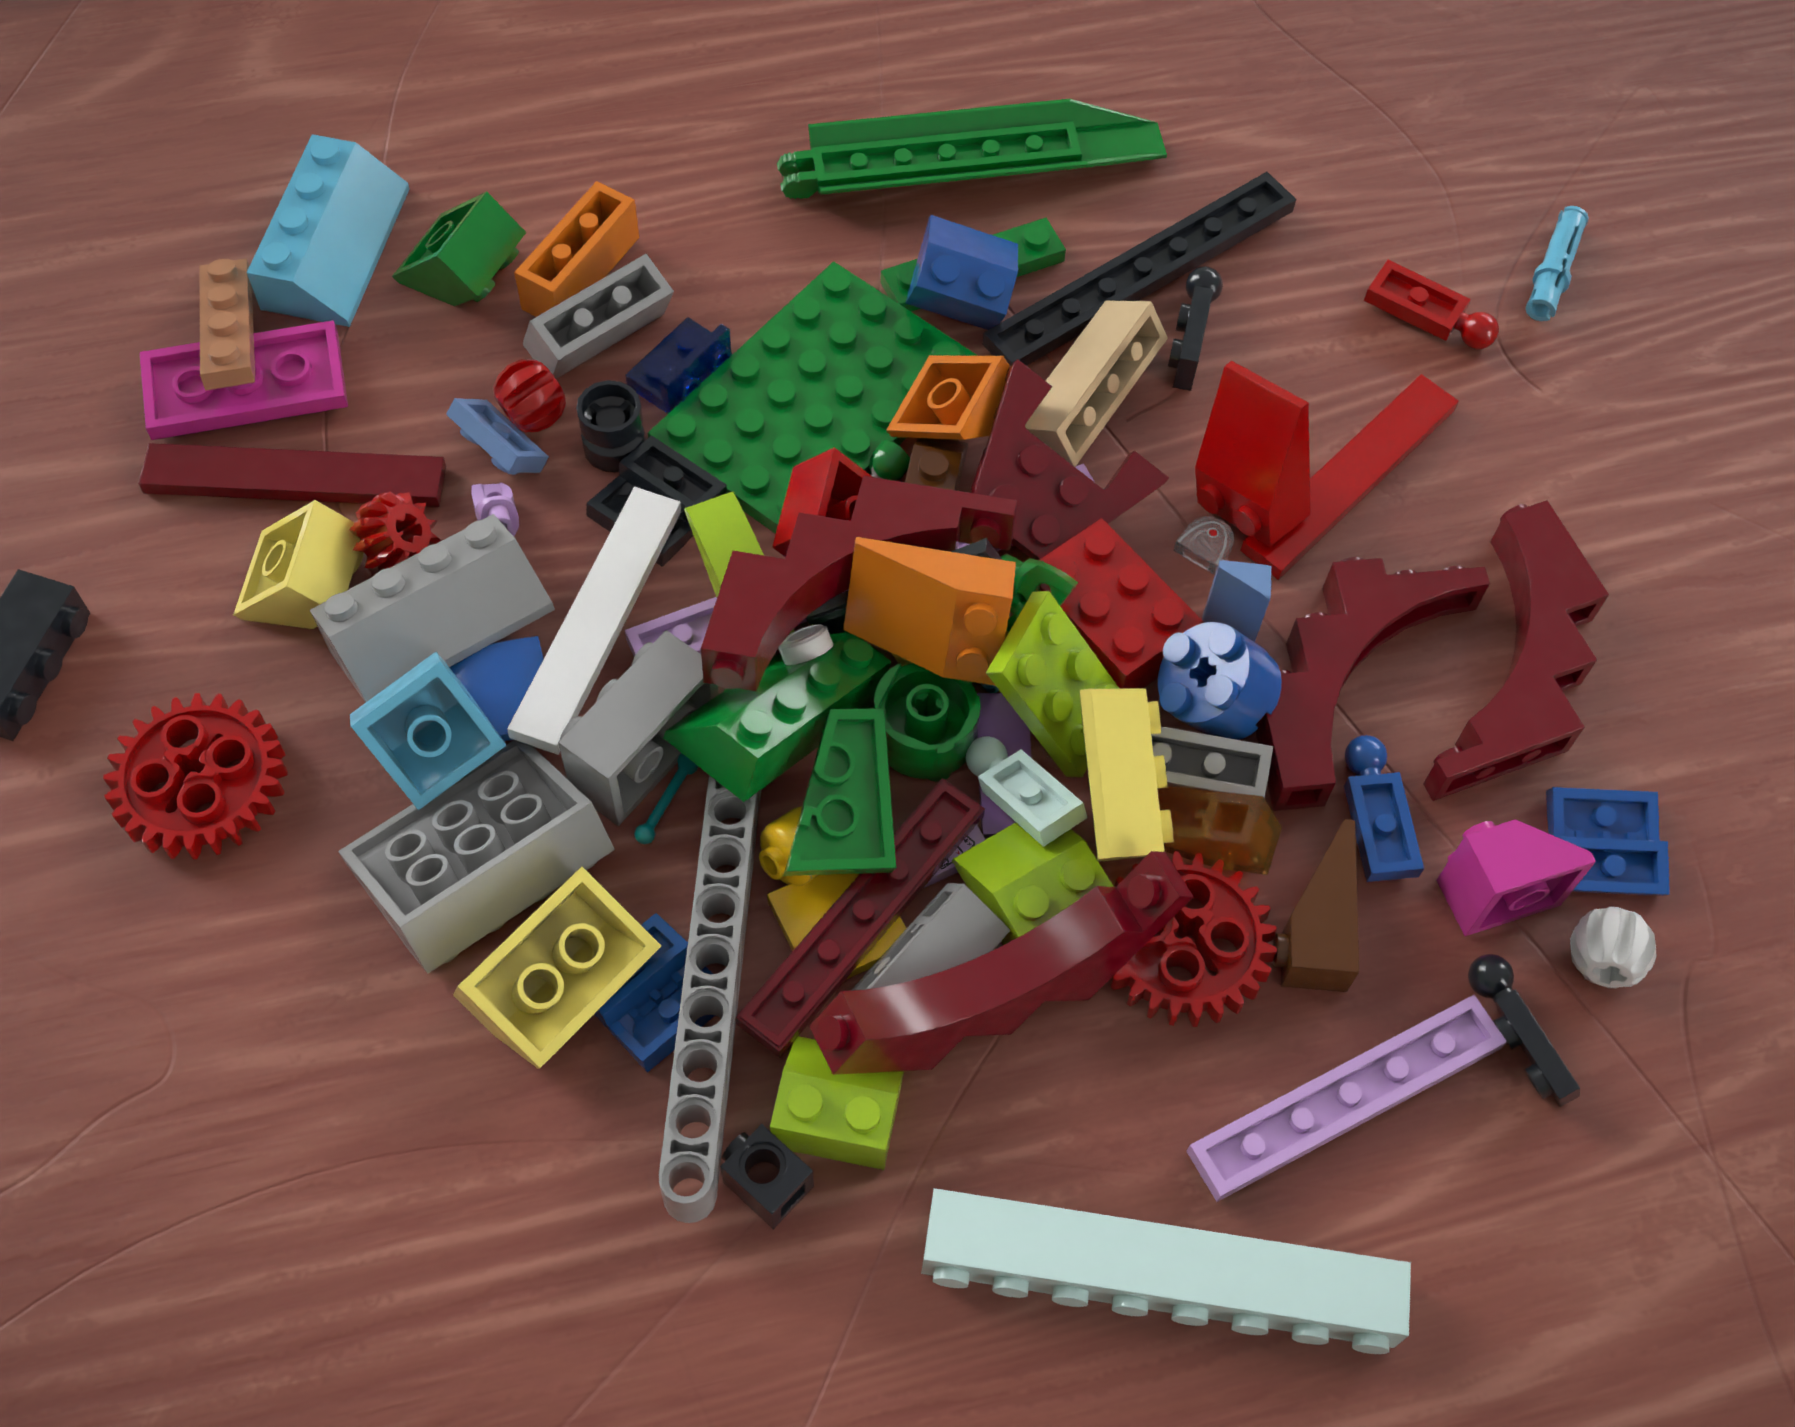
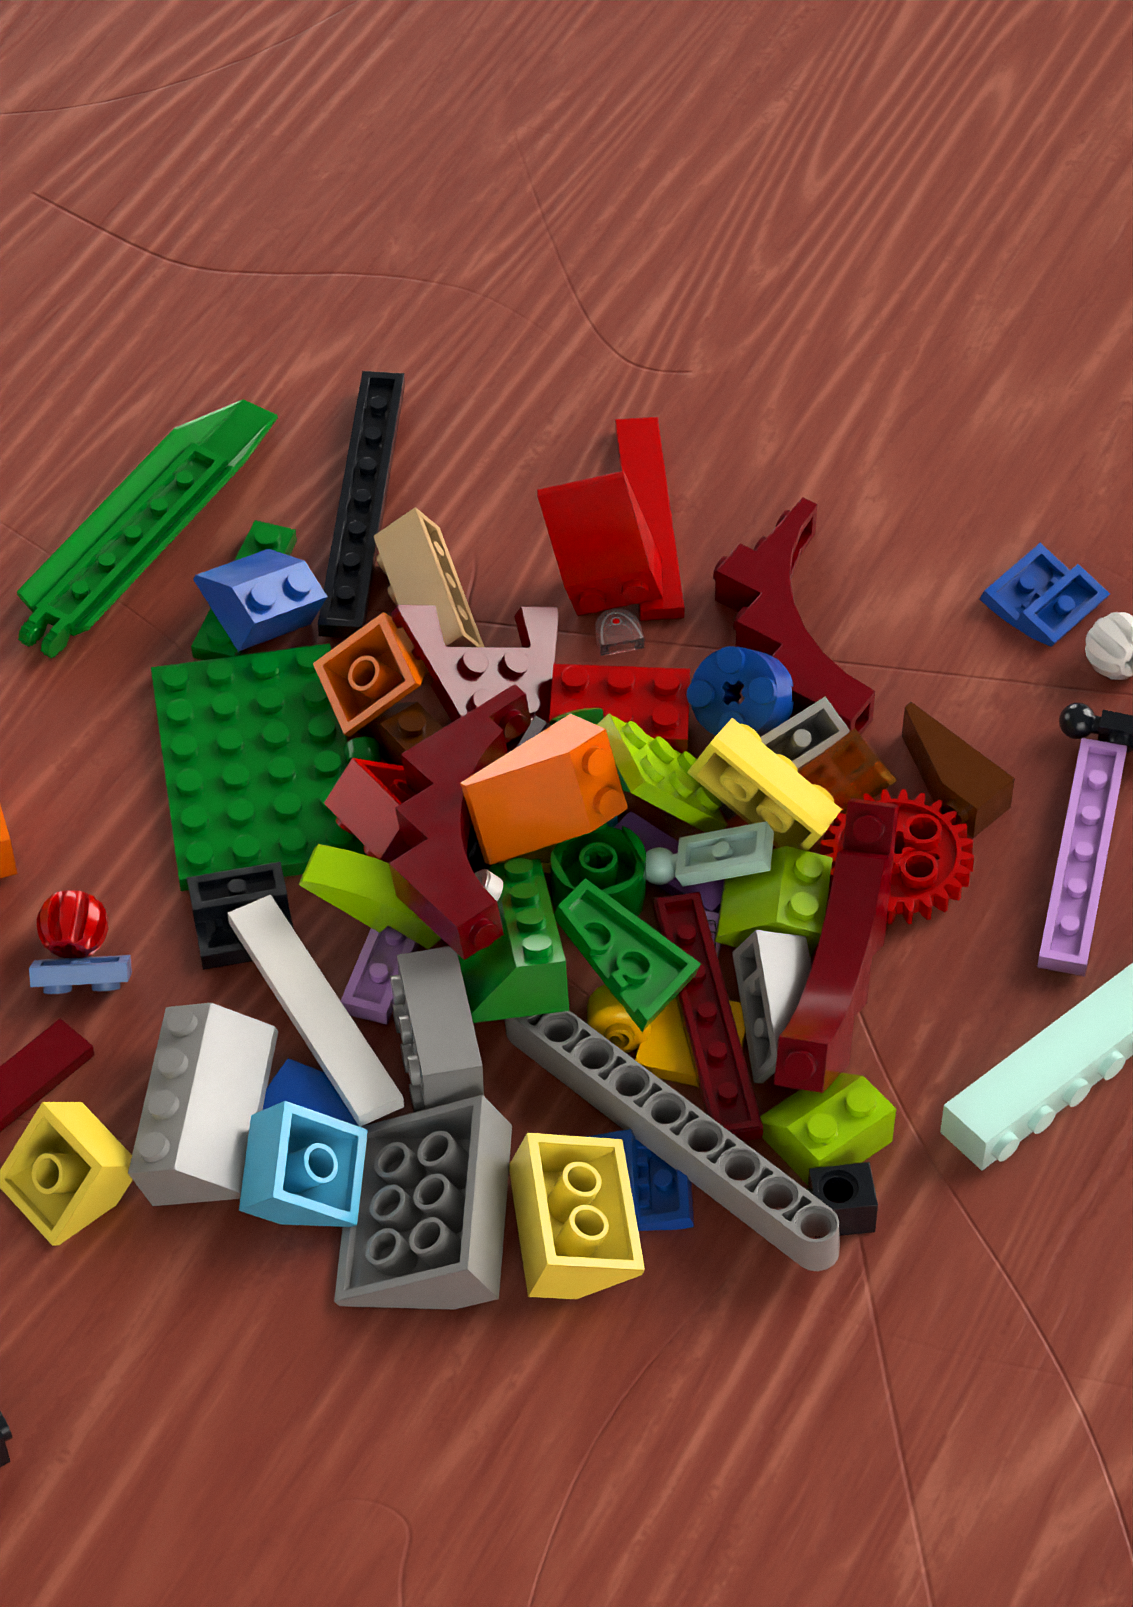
camera: 45 degrees left, 10 degrees down
(195, 776) = (135, 1363): red gear -> none
(392, 530) = (108, 1084): red gear -> none
(496, 500) = (139, 1016): lavender piece -> none
(598, 316) = (49, 833): light grey brick -> none
(609, 423) = (156, 893): black wheel -> none
(645, 832) = (510, 1104): teal hinge -> none
(680, 364) = (136, 821): clear blue bracket -> none
(1203, 287) = (444, 507): black plate -> none
(1239, 596) = (693, 634): medium blue slope -> none
(1380, 814) = (906, 684): blue plate -> none
(1429, 306) = (567, 373): red plate -> none
(1509, 874) = (1023, 655): dark pink slope -> none
(1530, 714) = (852, 485): dark red arch -> none
(1554, 273) = (615, 292): medium azure pin -> none

